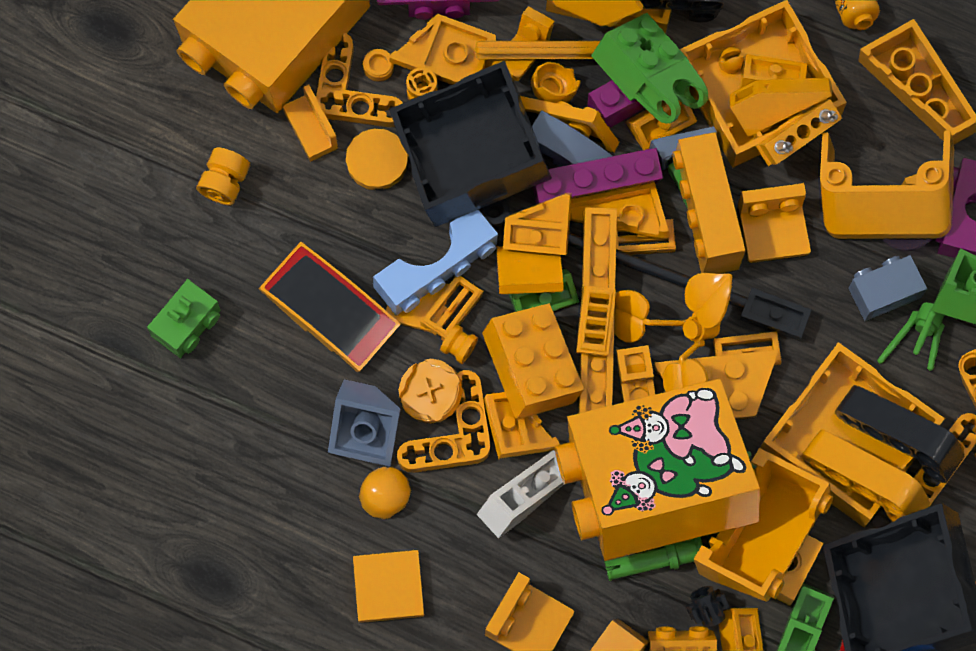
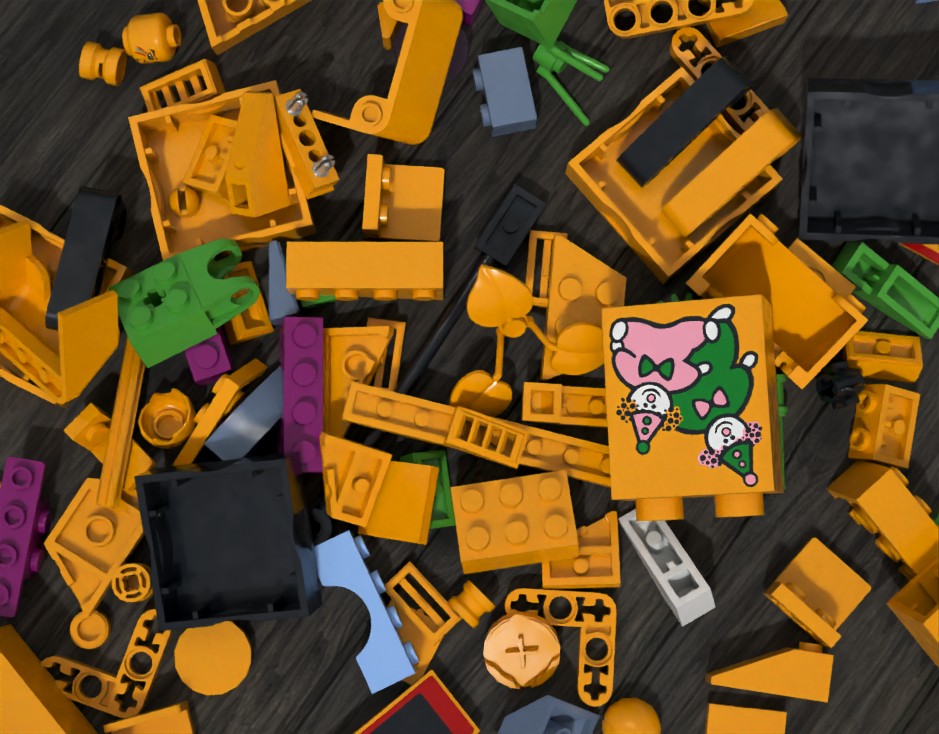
camera: 80 degrees left, 10 degrees up
(456, 605) = (783, 672): none -> light orange slope
(833, 56) = (192, 72): none -> light orange slope

